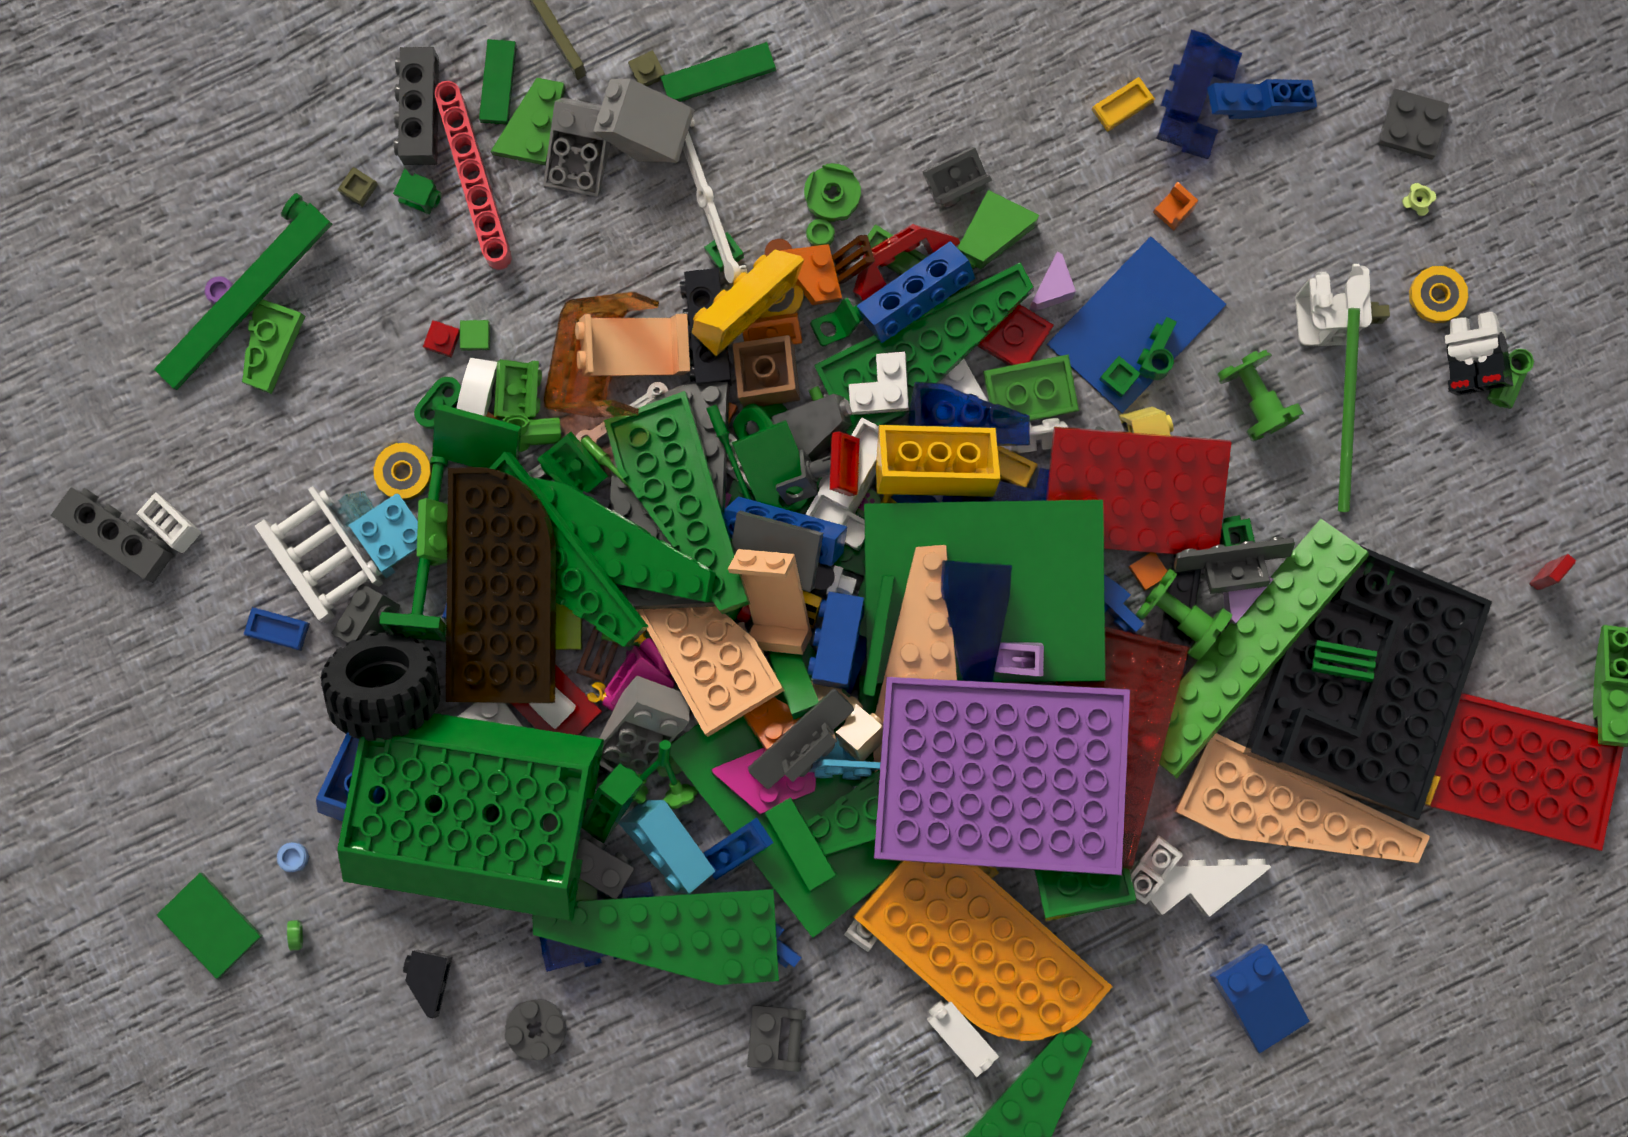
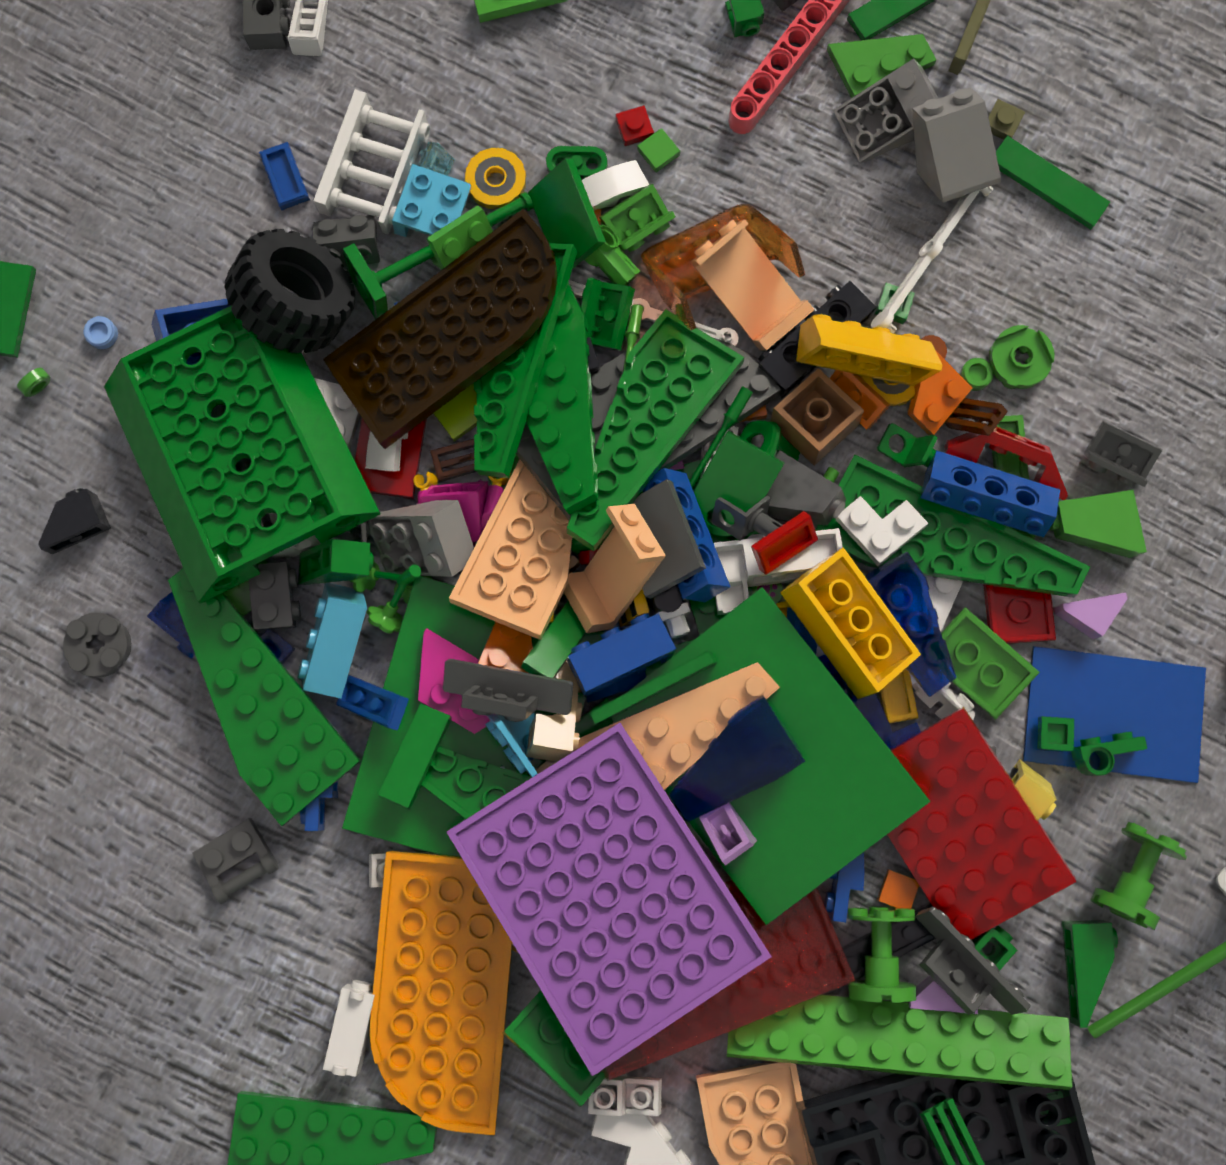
camera: 50 degrees right, 0 degrees up
(1292, 474) = (1088, 960): none -> green slope

